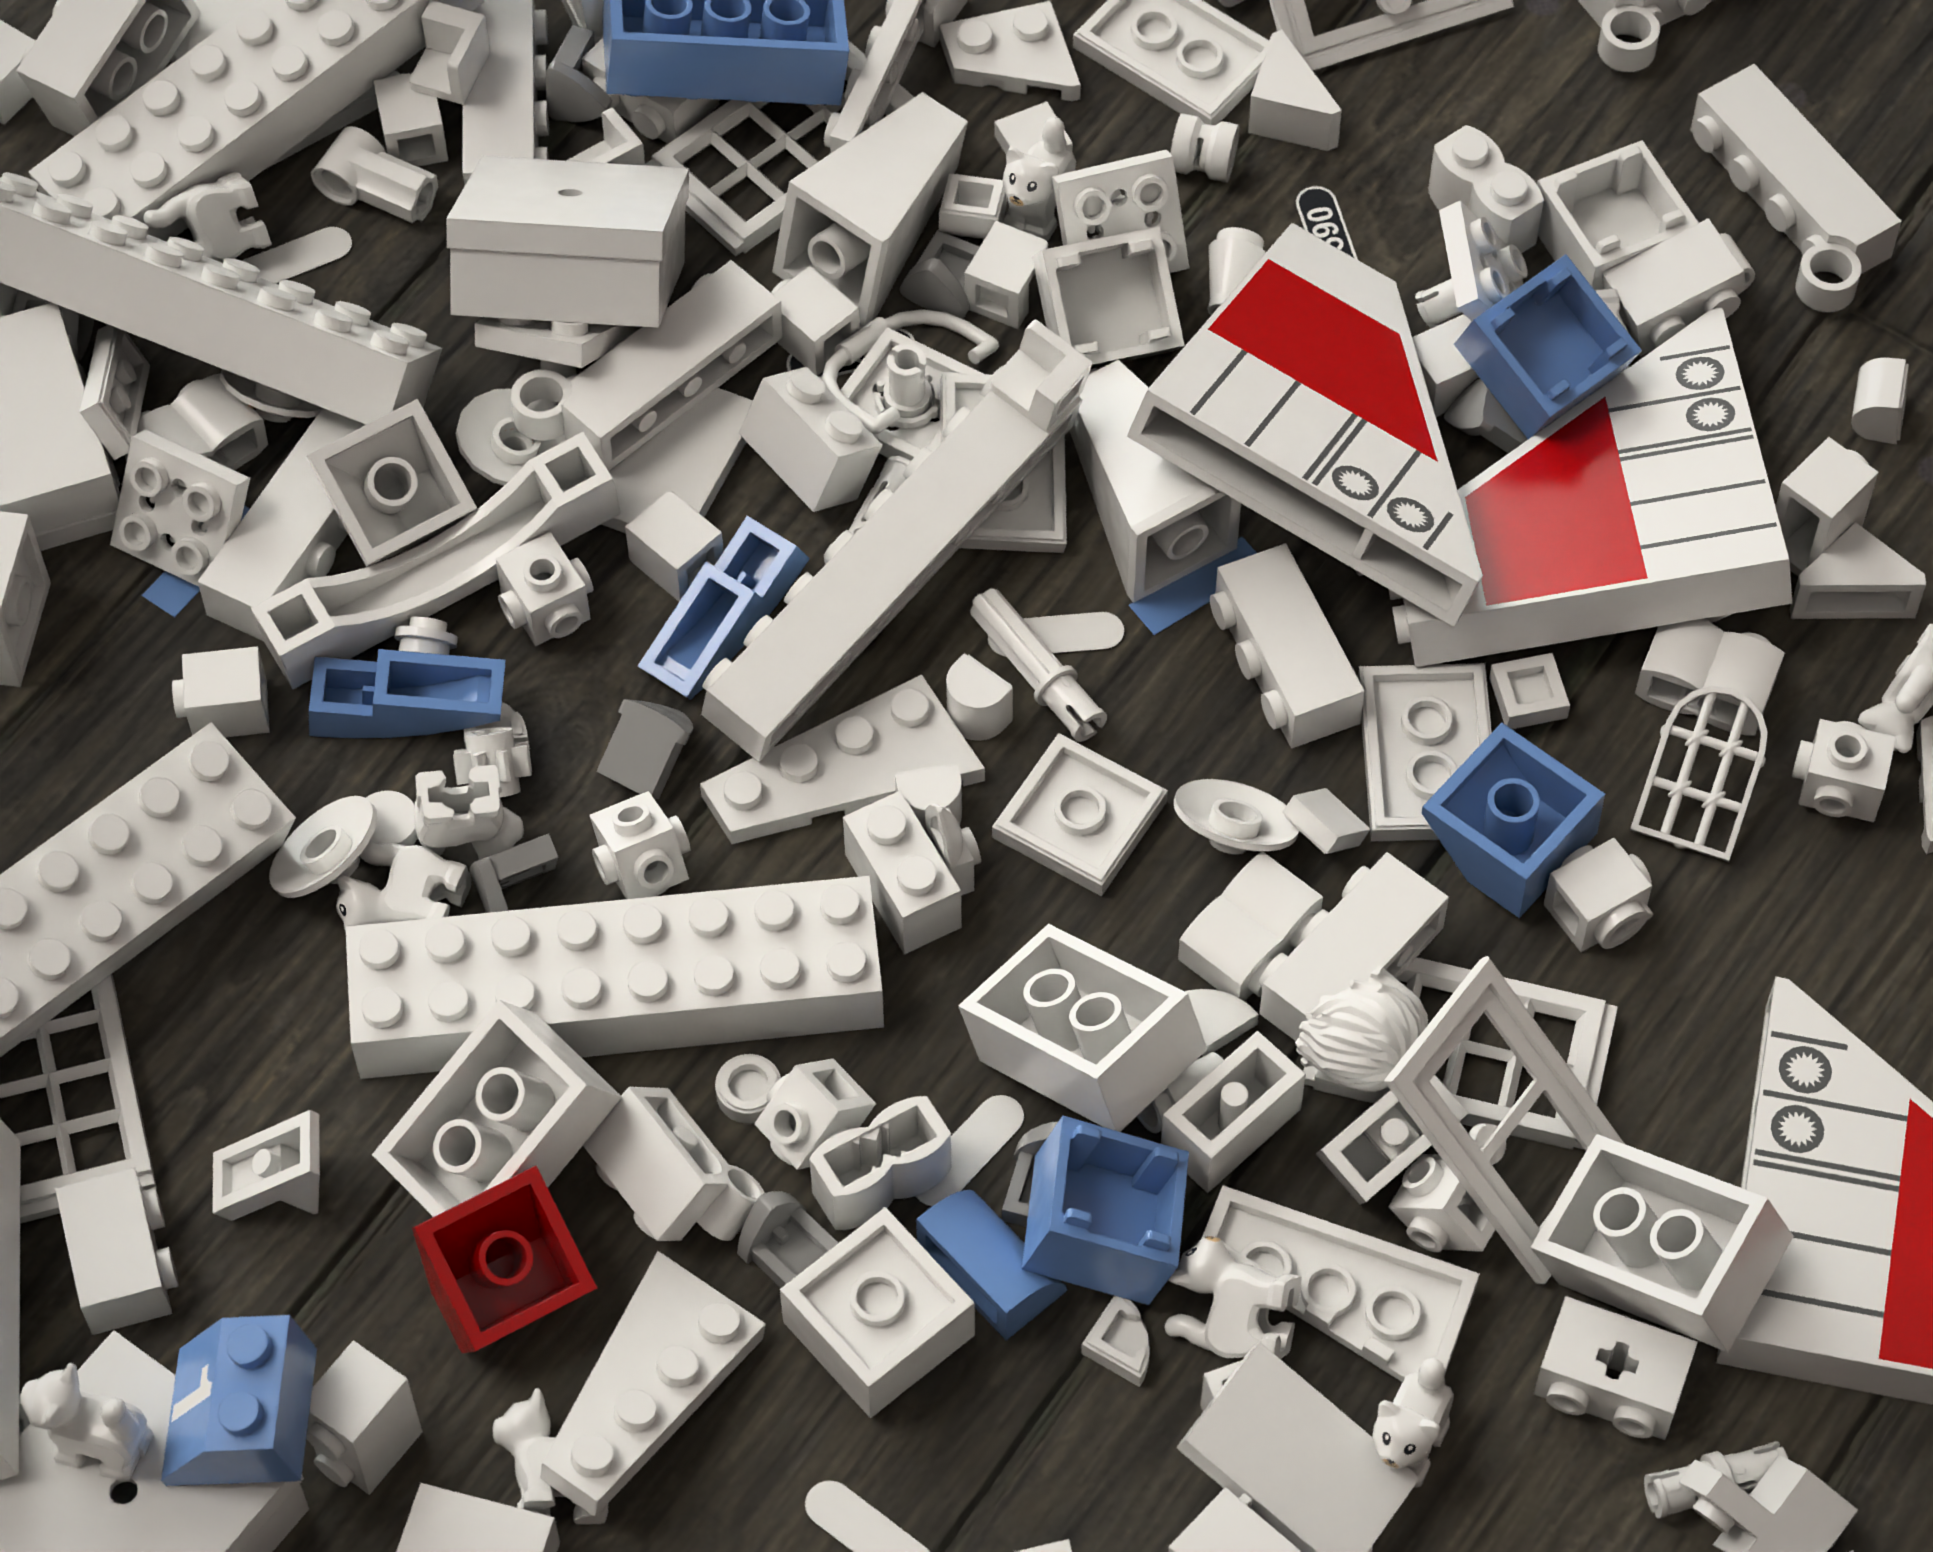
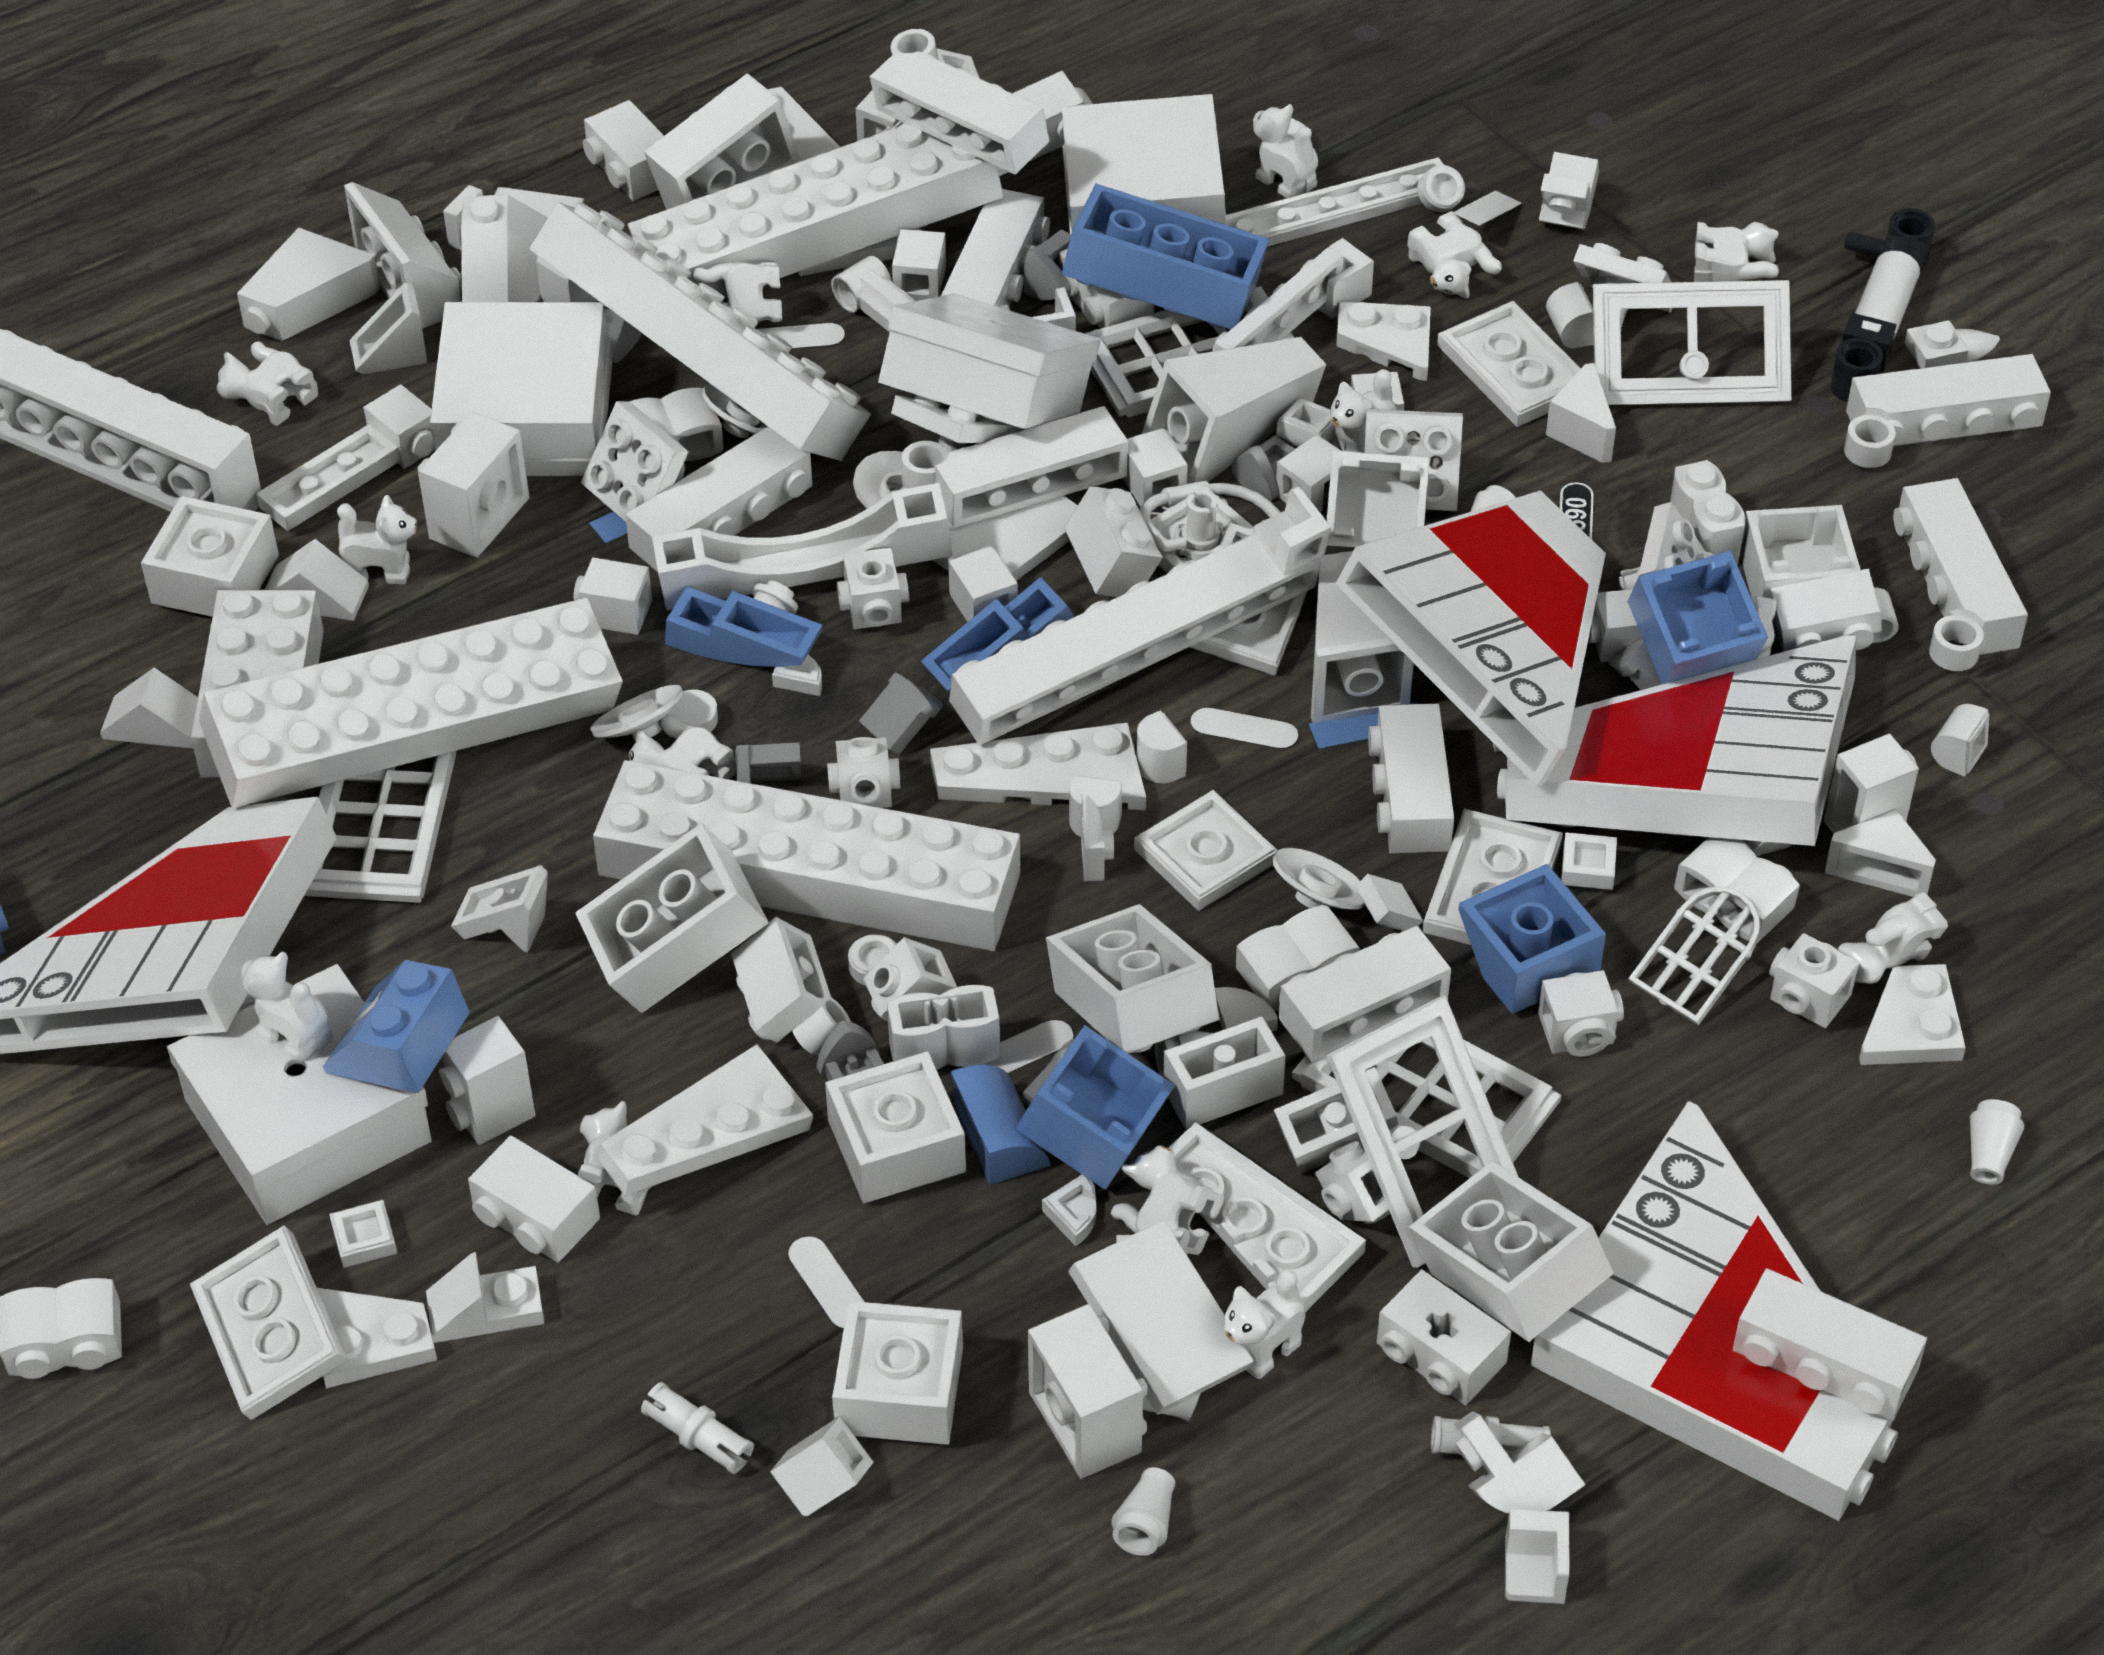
camera: 20 degrees right, 10 degrees down
(115, 390) = (623, 375): white tile -> none
(115, 1250) = (371, 925): white brick -> none
(392, 483) = (789, 484): white slope -> none
(453, 53) = (967, 221): white panel -> none
(465, 813) = (743, 712): white animal -> none
(496, 748) = (784, 691): white gear -> none
(501, 1261) = (634, 1007): red slope -> none
(905, 872) = (1050, 846): white brick -> none
(1052, 682) = (1223, 753): white axle -> none
(1217, 149) = (1502, 431): white wheel -> none
(1362, 1031) = (1332, 1027): white hair -> none

